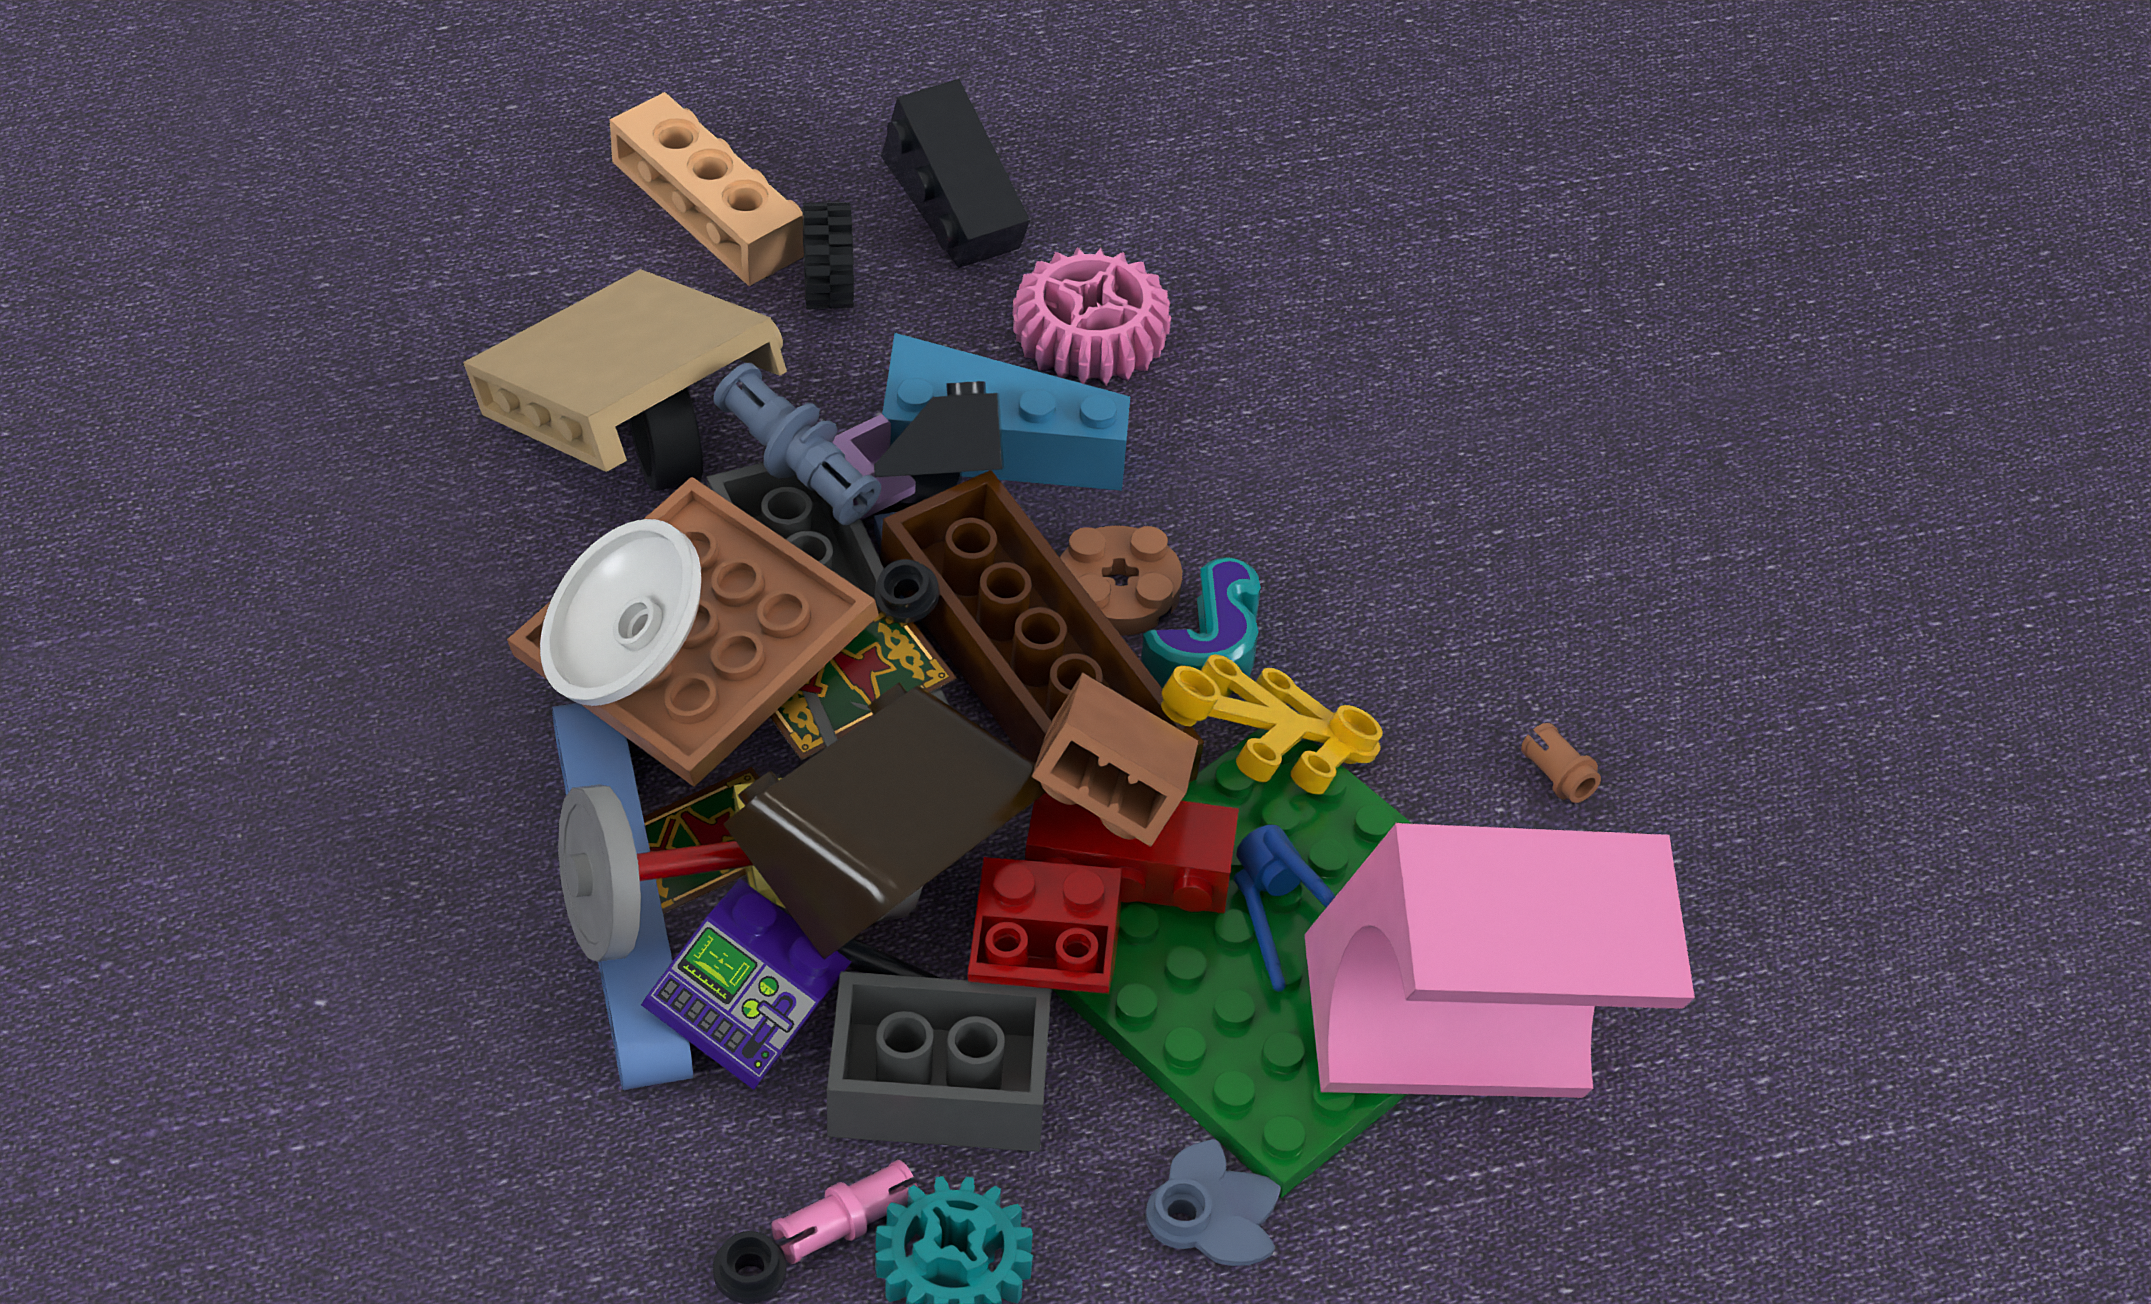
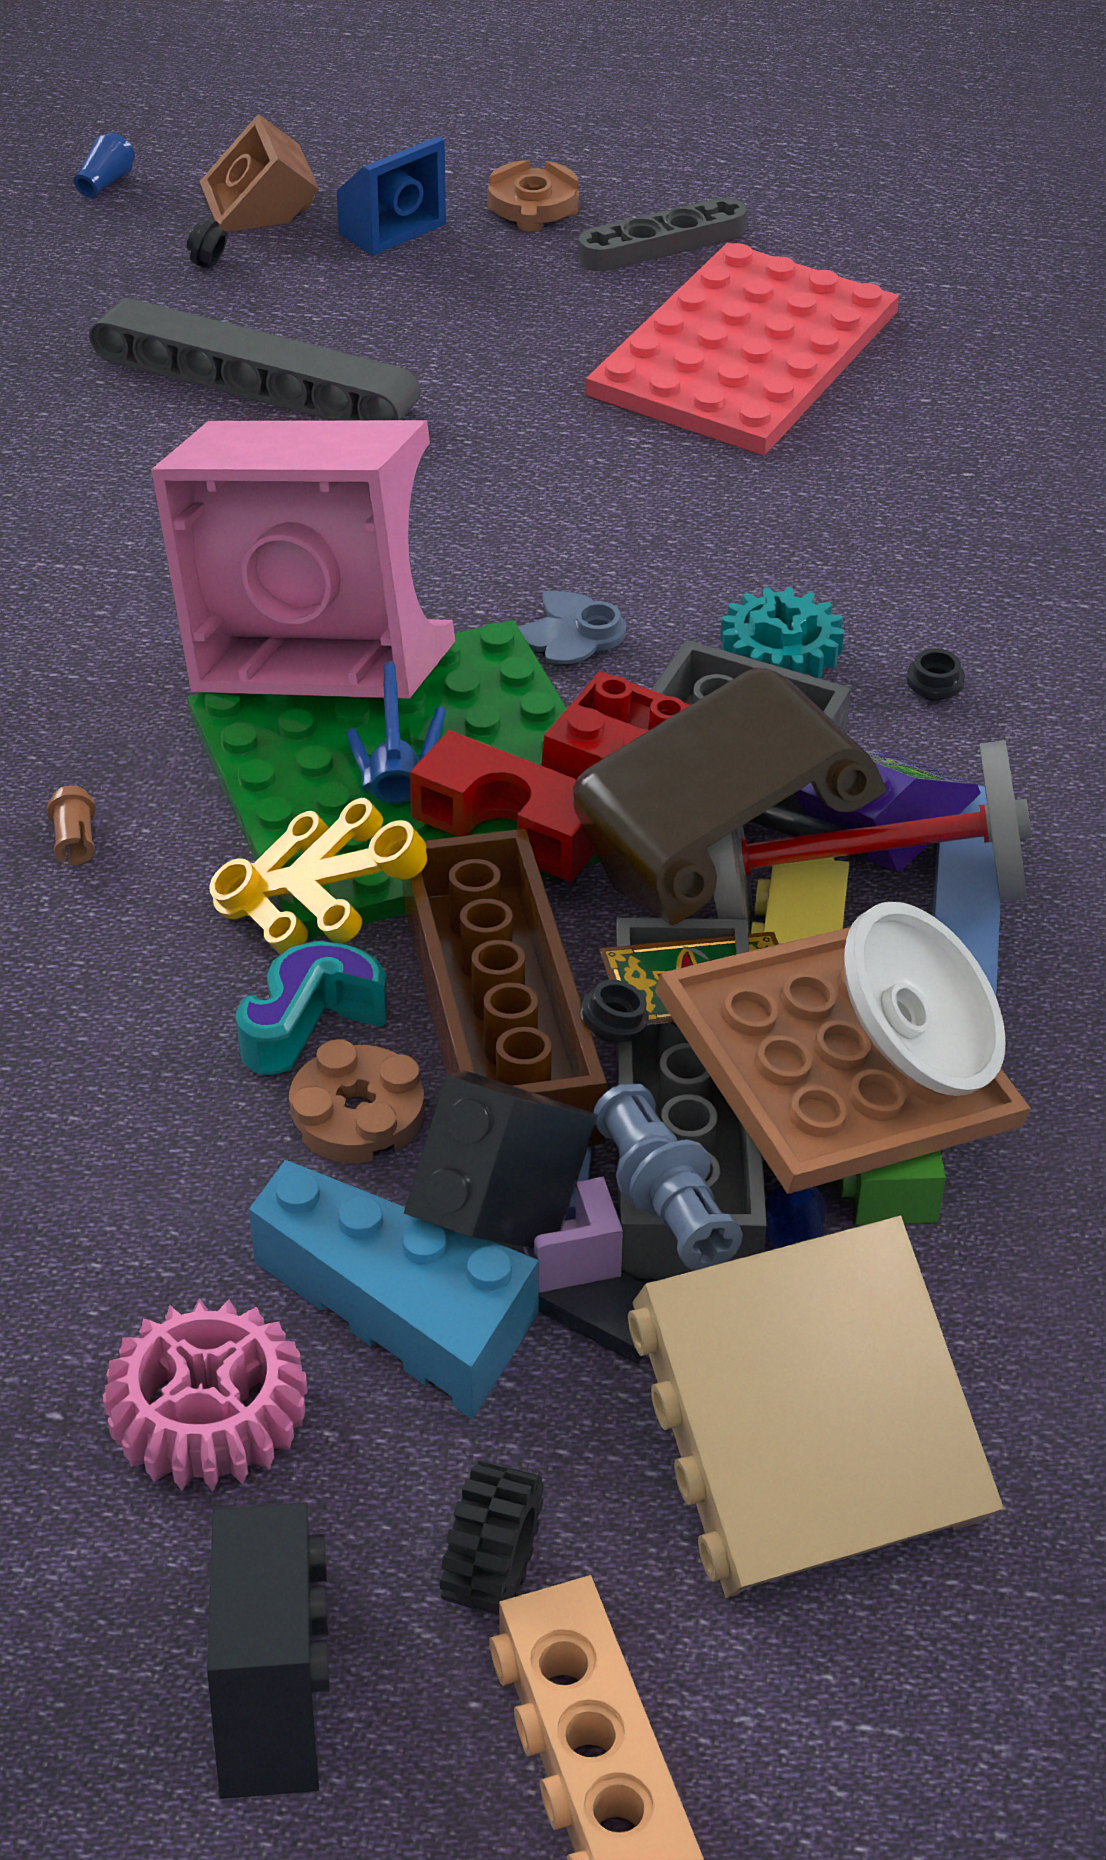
camera: 155 degrees left, 5 degrees down
(842, 1212) = (871, 679): bright pink pin -> none
(1115, 761) = (512, 771): nougat brick -> none

